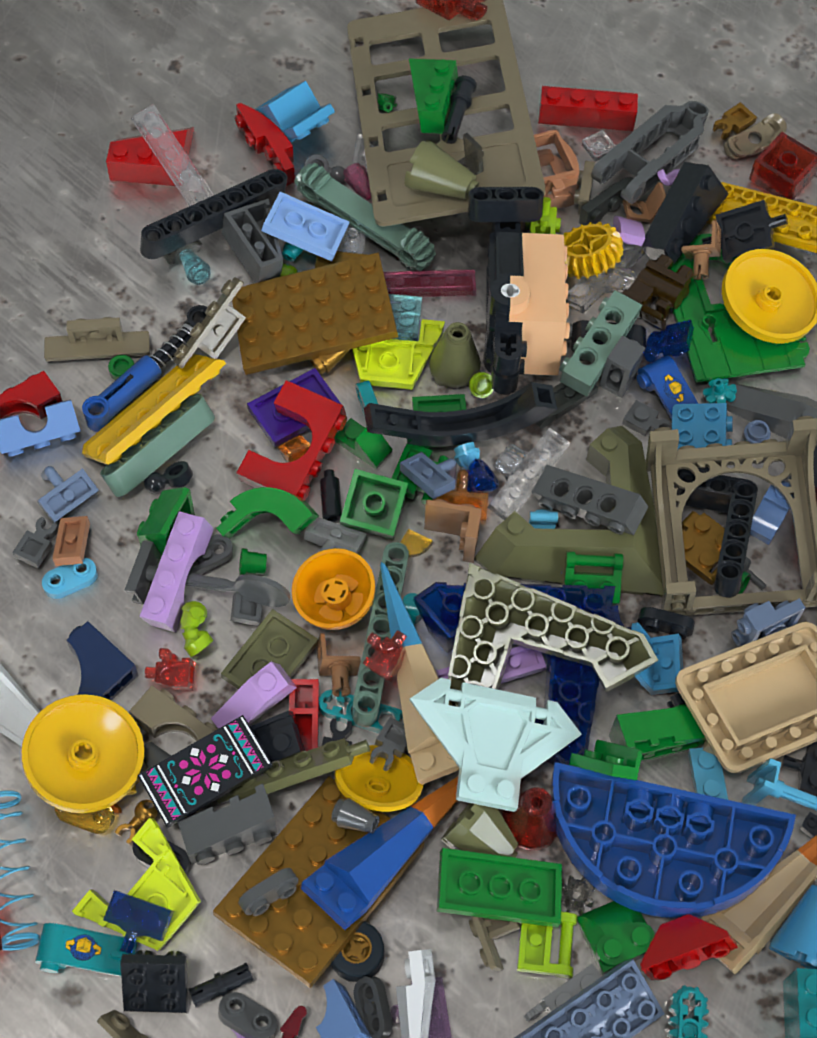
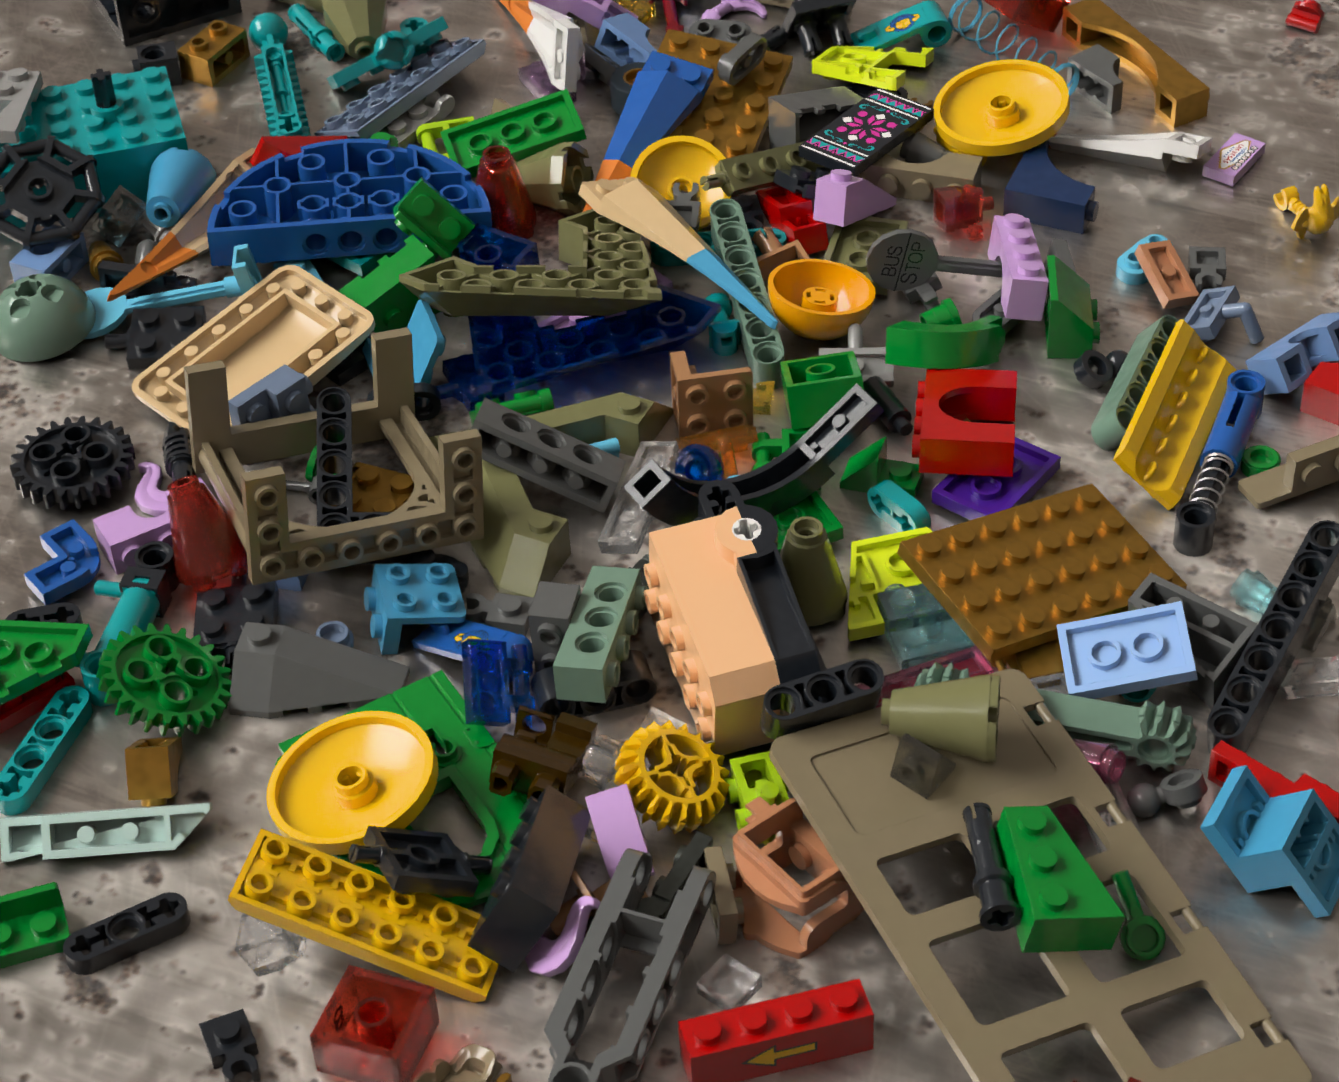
camera: 165 degrees right, 20 degrees down
(137, 919) = (861, 43): clear blue plate -> none
(192, 616) = (958, 240): lime arm -> none
(216, 328) = (1165, 495): dark tan bracket -> none
(354, 816) = (687, 126): dark grey cone -> none
(387, 655) = (723, 226): clear red piece -> none
(430, 477) = (766, 426): sand blue plate -> none
(493, 737) = (566, 199): light aqua plate -> none
(702, 253) = (483, 819): medium nougat bracket -> none
(720, 391) = (400, 667): teal plant -> none

